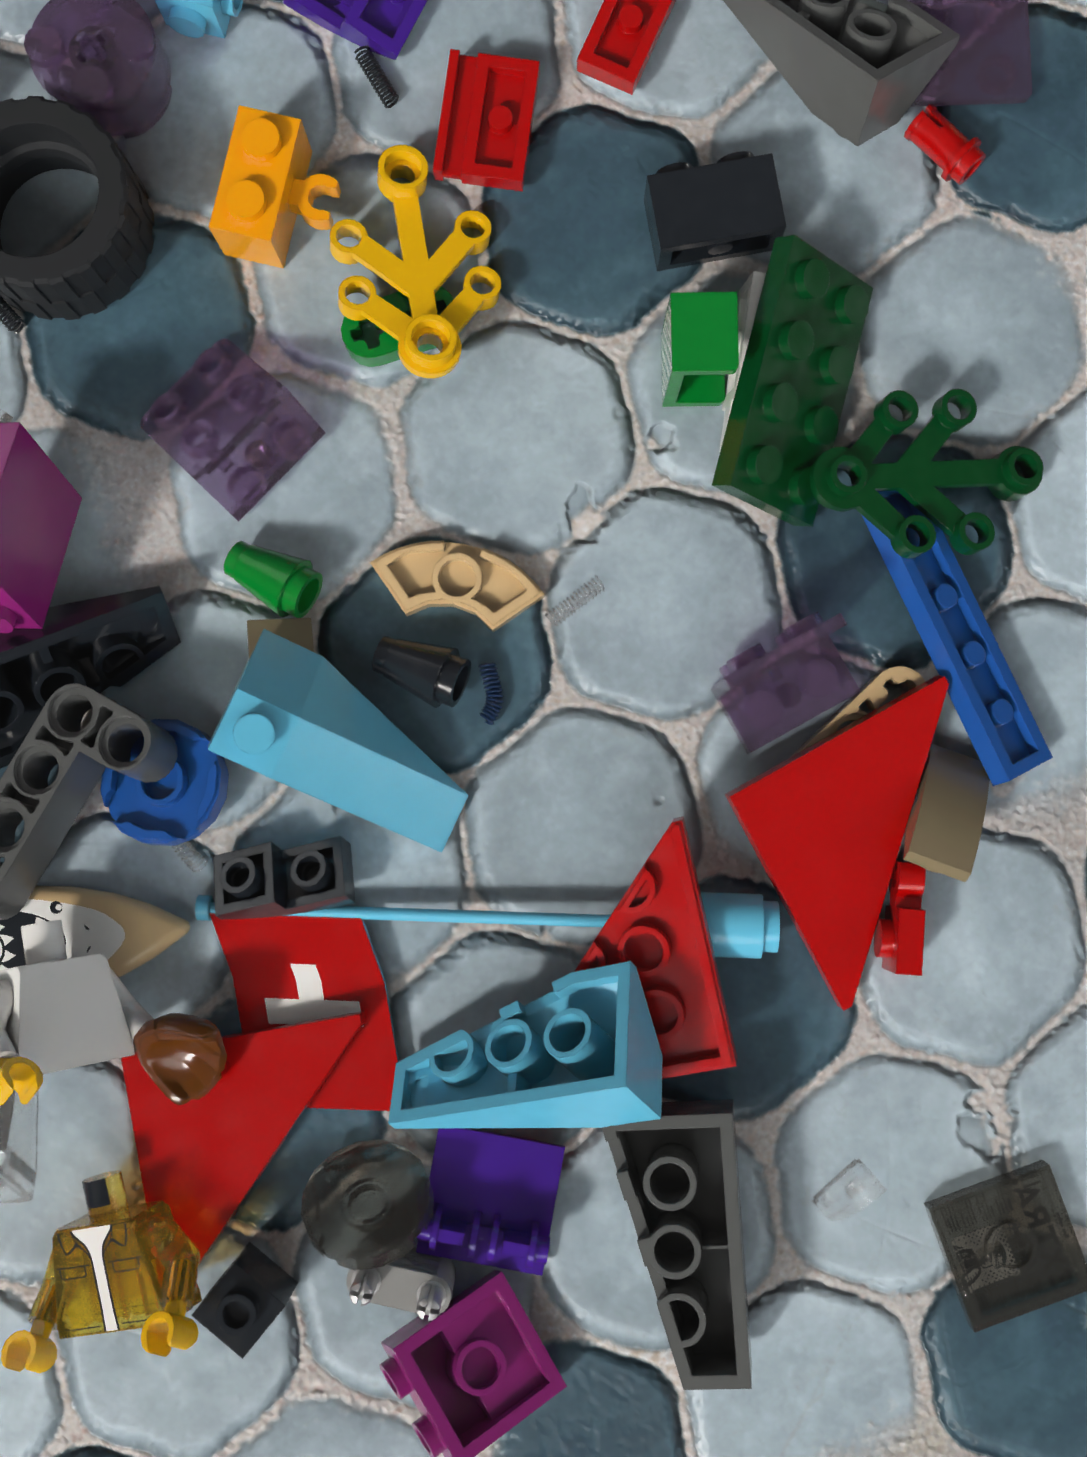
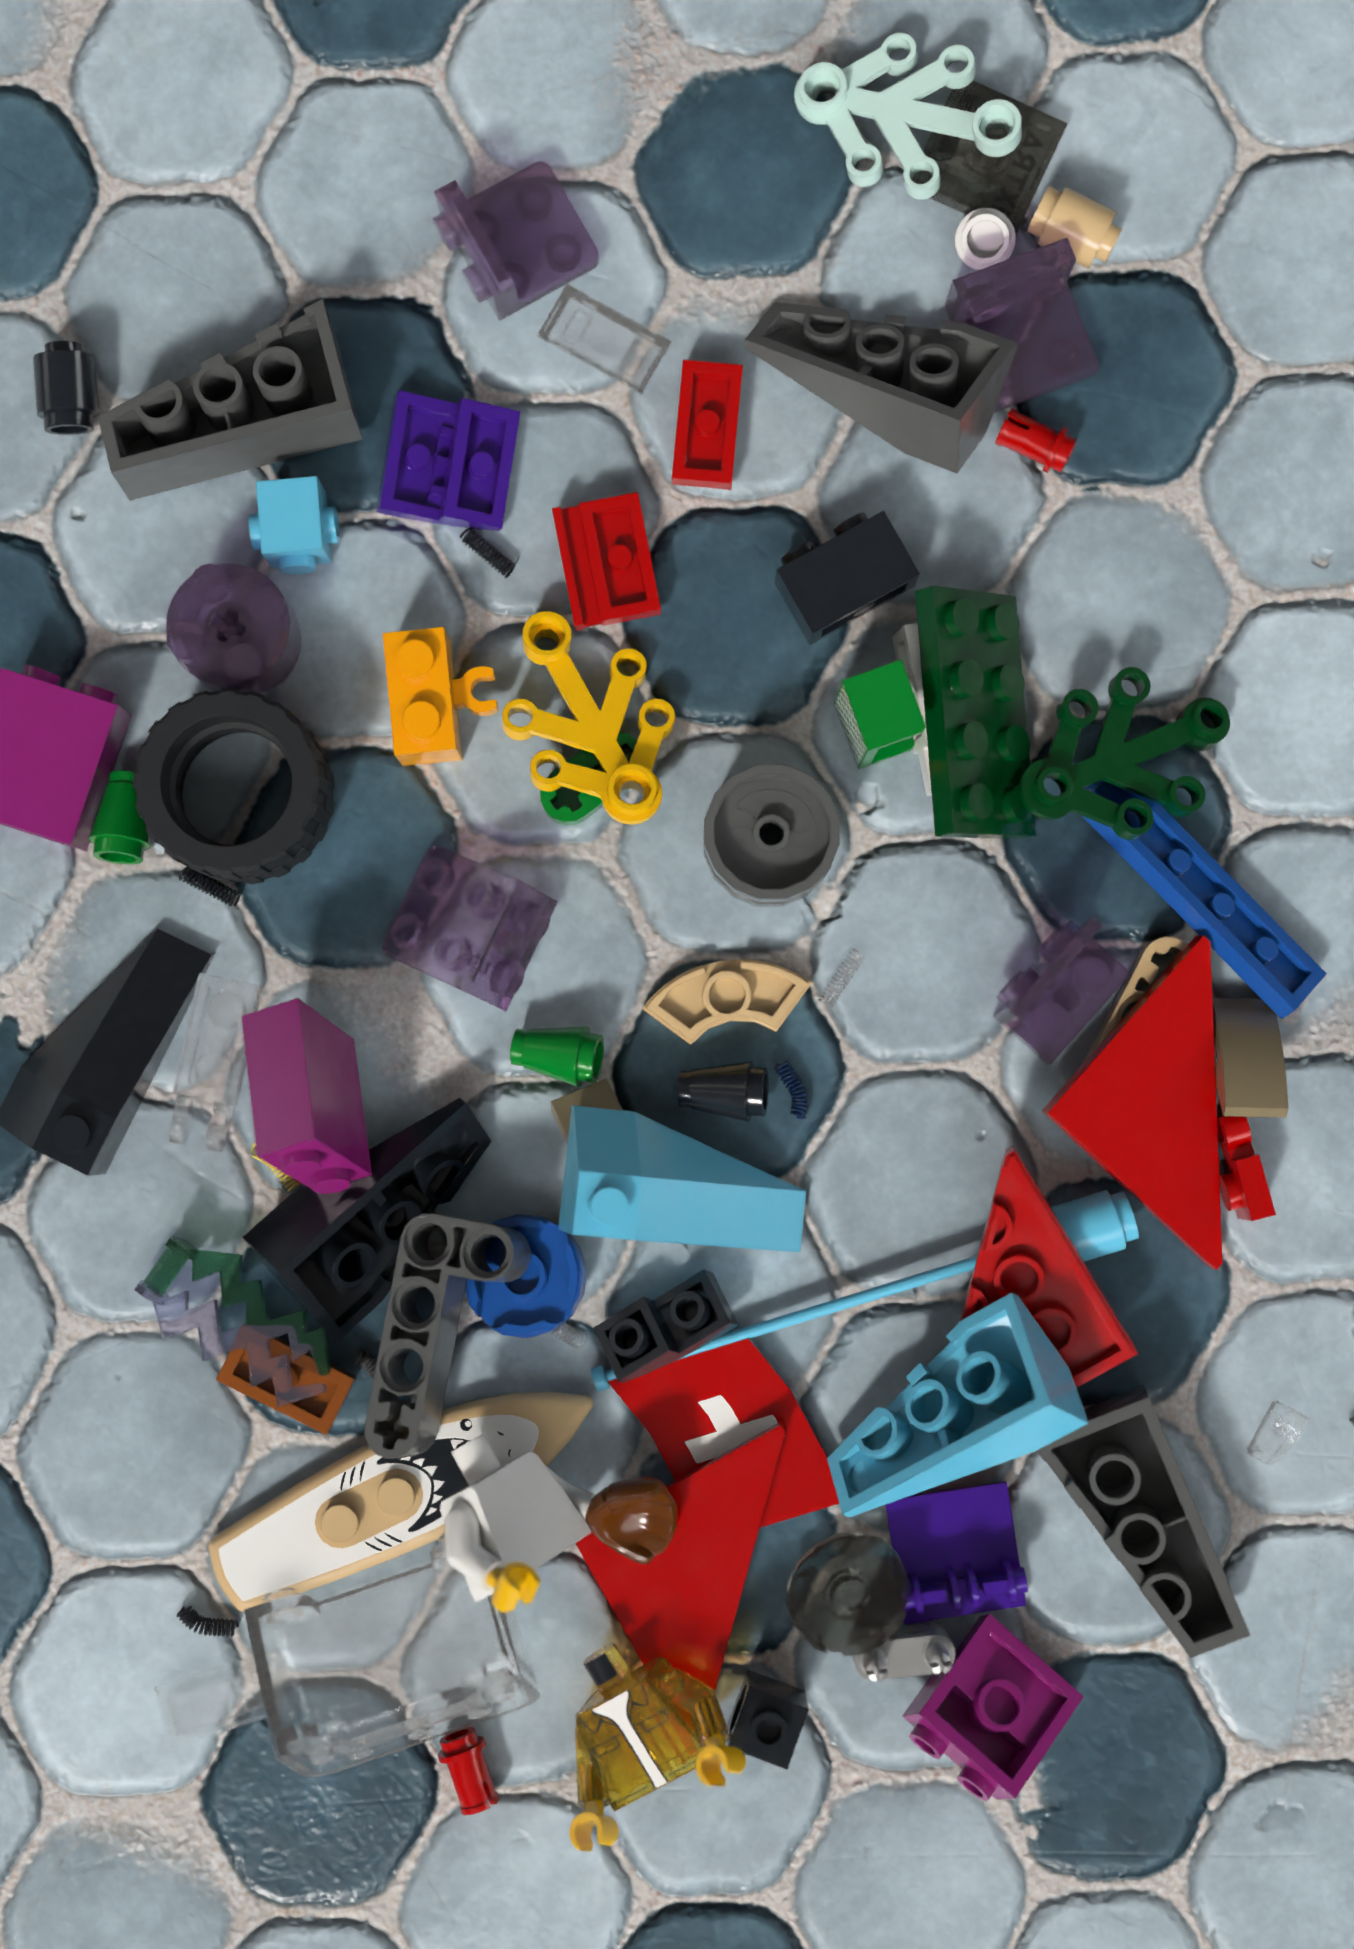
camera: 20 degrees left, 0 degrees up
(556, 396) = (762, 798): none -> dark grey wheel

